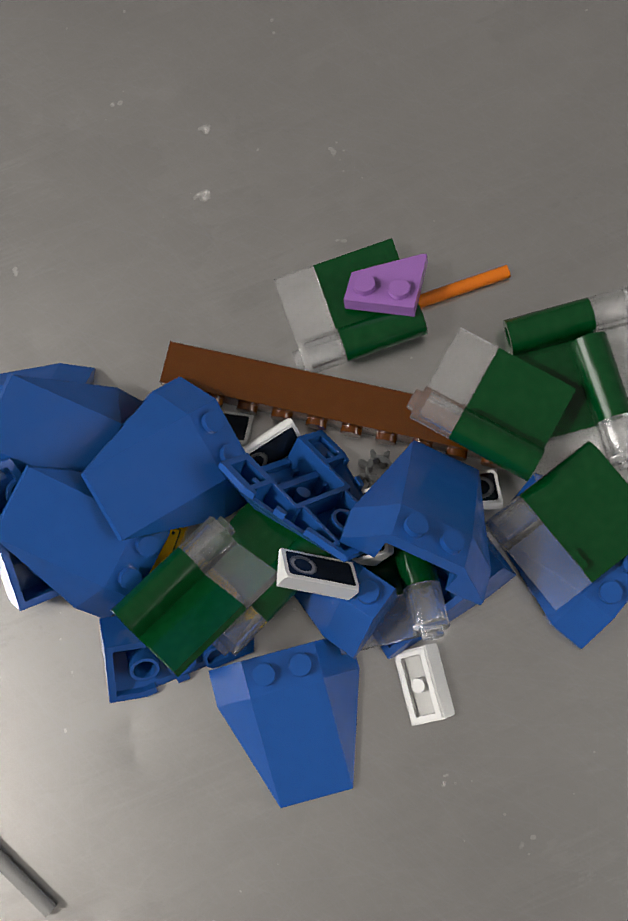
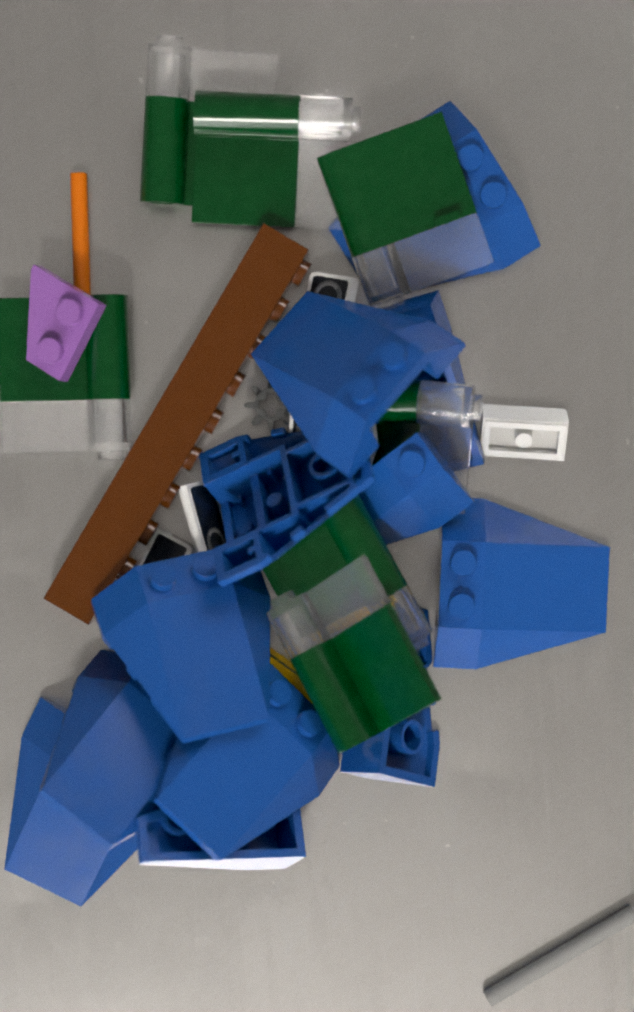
camera: 75 degrees left, 10 degrees up
(316, 574) = (376, 515): slope -> none
(492, 404) = (239, 251): dark green door -> none

